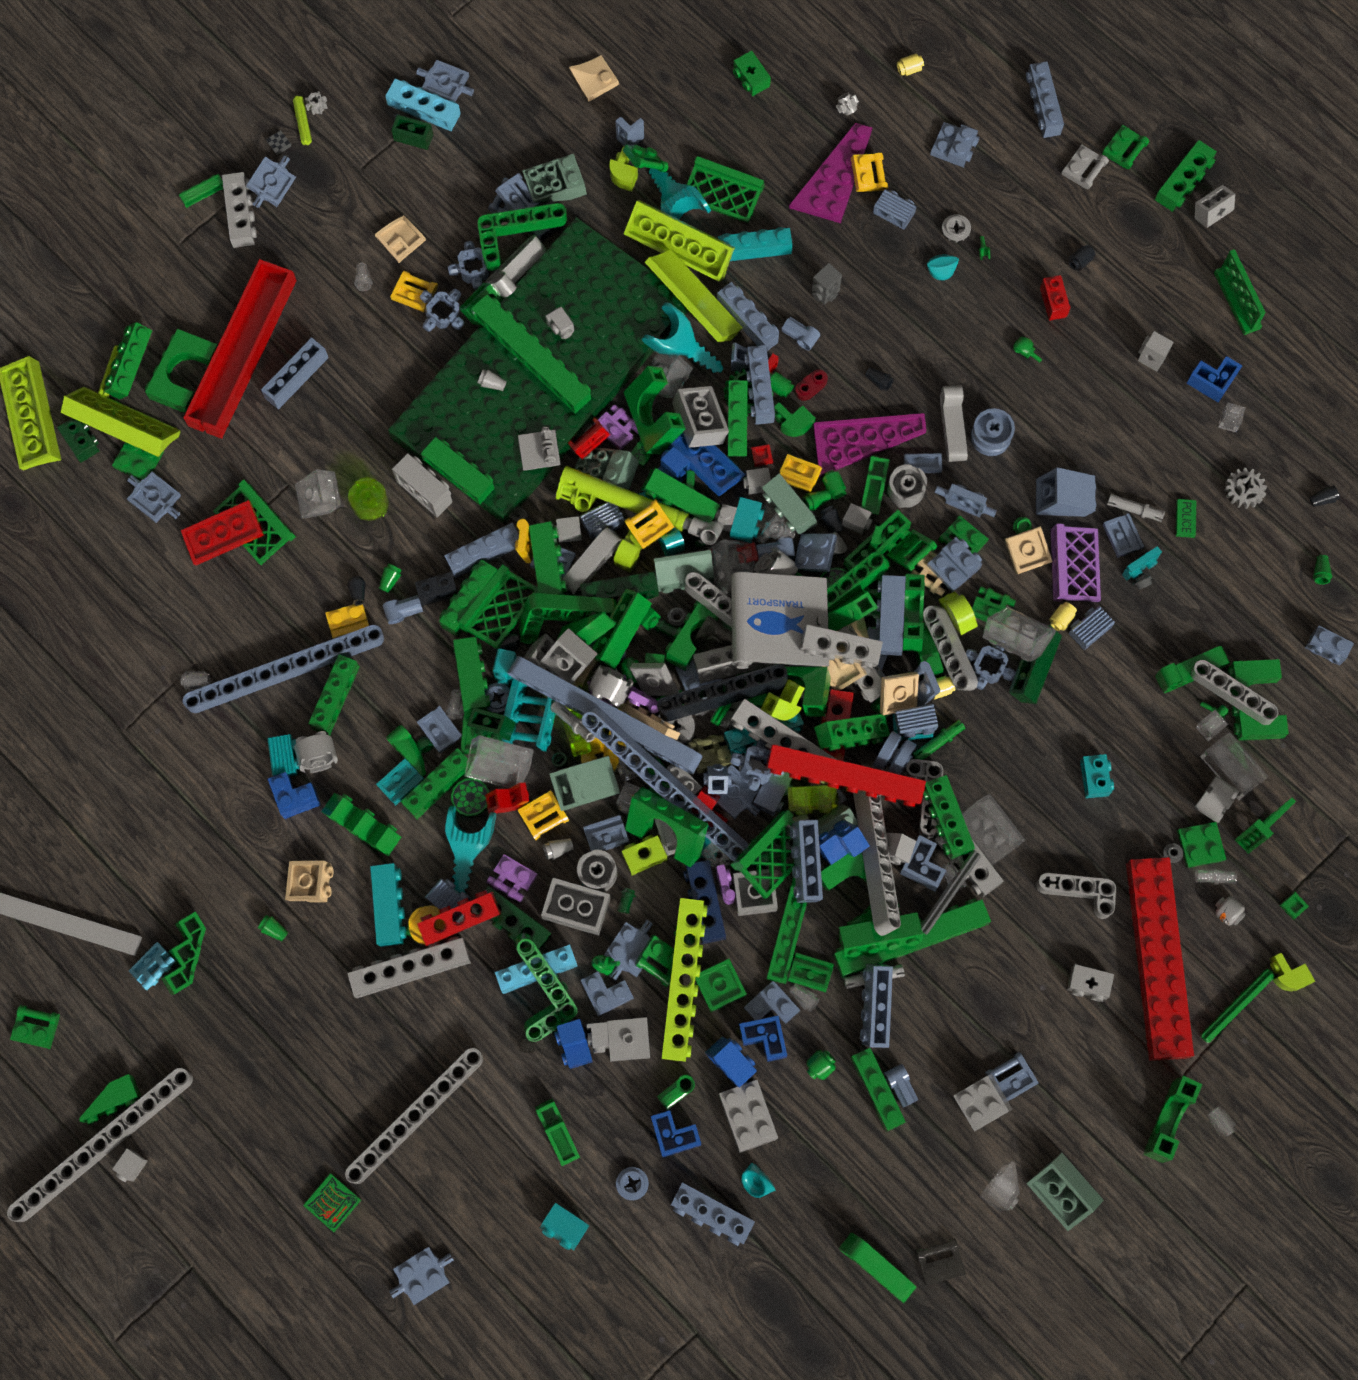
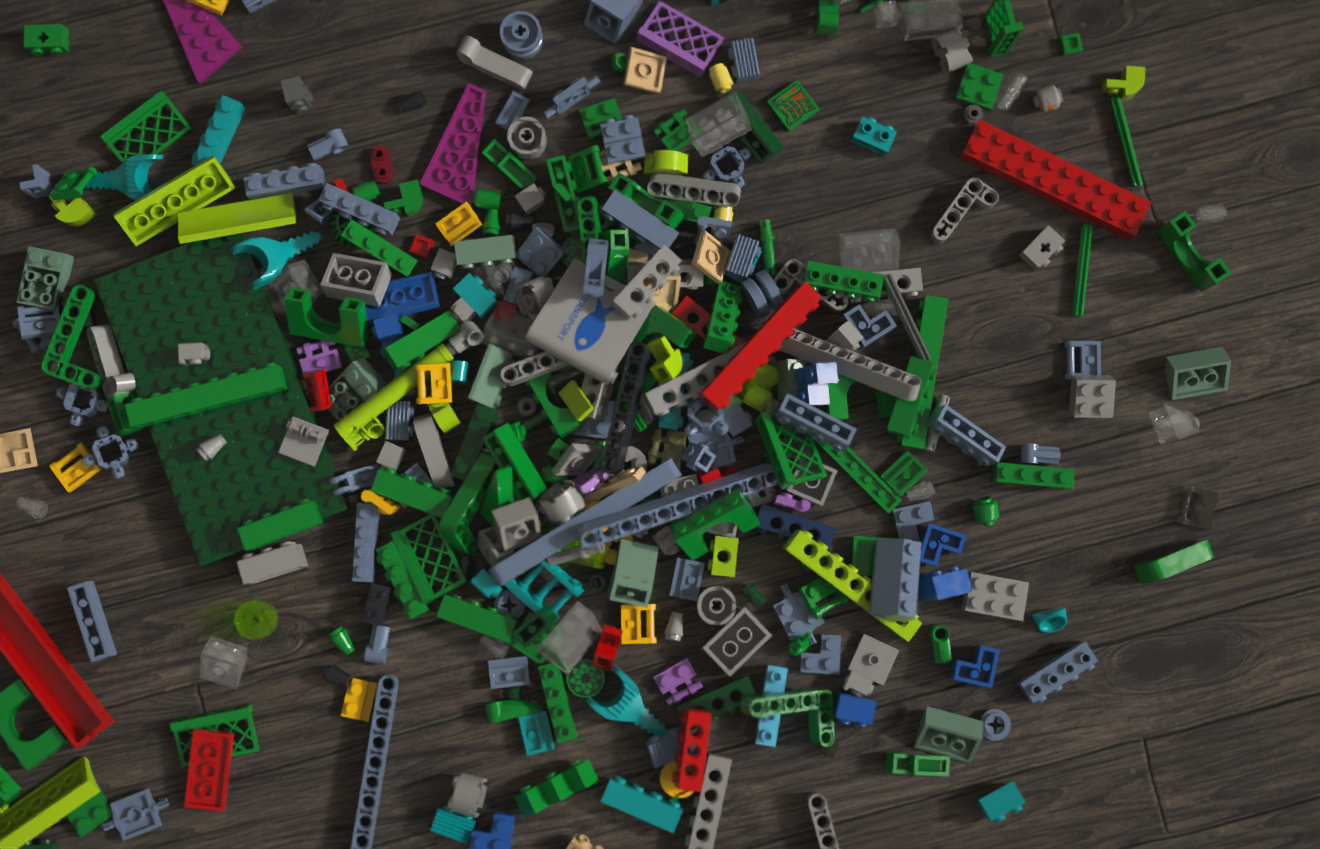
camera: 65 degrees left, 10 degrees up
(334, 694) = (423, 749): green brick -> none
(530, 510) = (356, 479): none -> sand blue hinge
(599, 1144) = (949, 734): none -> sand green slope
(704, 649) = (576, 400): none -> lime tile
(710, 1012) = (895, 579): none -> sand blue slope
(827, 598) = (595, 267): none -> sand blue arch
(1078, 692) = (793, 106): none -> green tile
(1093, 1031) = (1082, 270): none -> green axle

